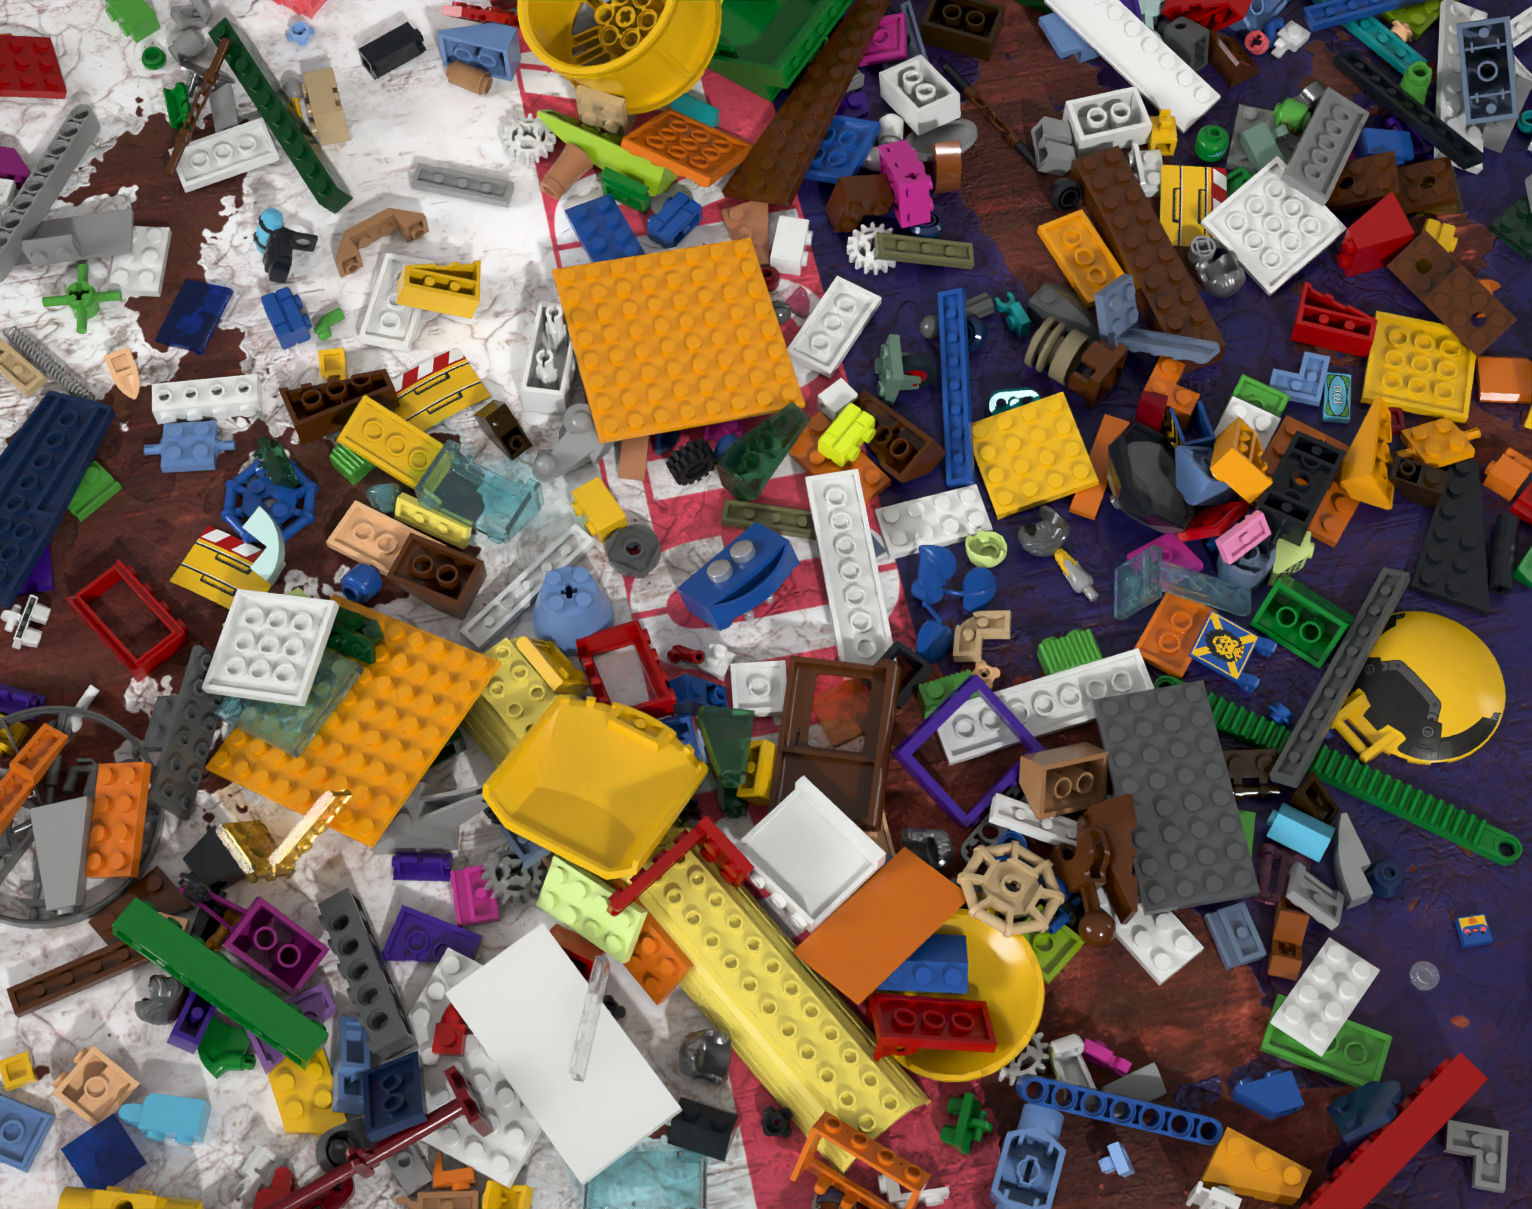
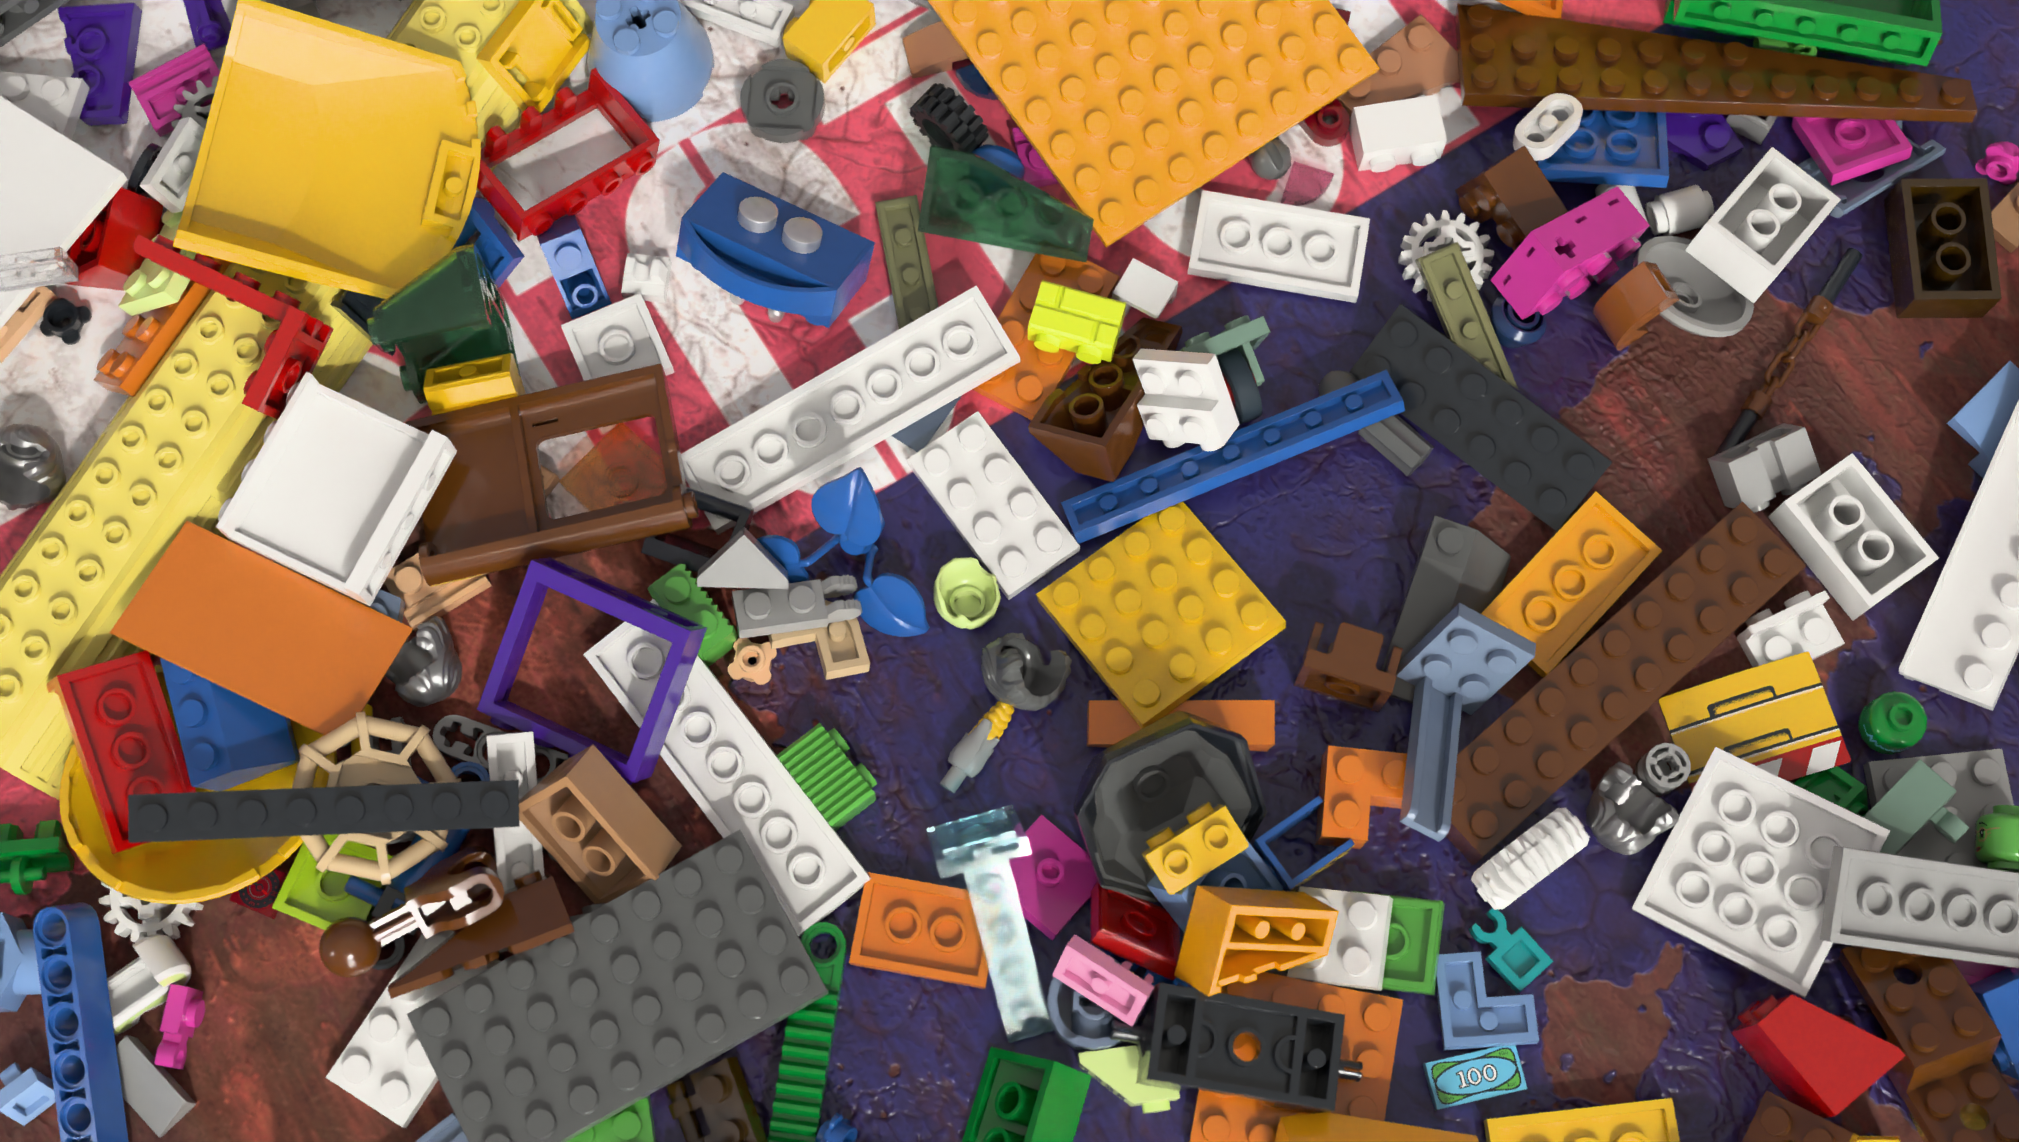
camera: 70 degrees right, 10 degrees up
(546, 902) = (170, 168): none -> white piece
(686, 655) = (642, 225): red arm -> none
(825, 166) = (1548, 125): none -> white plate
(917, 394) = (1184, 398): none -> white plate
(933, 650) = (743, 564): none -> slope
(963, 638) = (794, 609): none -> light grey hinge
(976, 262) = (1484, 418): none -> black plate
(977, 333) = (1350, 455): dark blue cone -> none
(1012, 398) = (1251, 555): teal plate -> none
(1016, 910) = (322, 811): none -> black plate
(1017, 318) = (1405, 513): teal plate -> none
(1052, 348) = (1362, 586): dark tan wheel -> none
(1065, 194) = (1680, 514): black cone -> none
(1151, 409) = (1297, 771): dark red slope -> none
(1163, 133) = (1875, 636): yellow brick -> none
(1183, 467) = (1195, 848): none -> yellow bracket
(1227, 649) = (924, 1018): flag -> none
(1235, 323) = (1530, 858): none -> white gear
(1278, 355) = (1515, 955): none -> teal plate
(1332, 325) = (1607, 1024): red wedge -> none

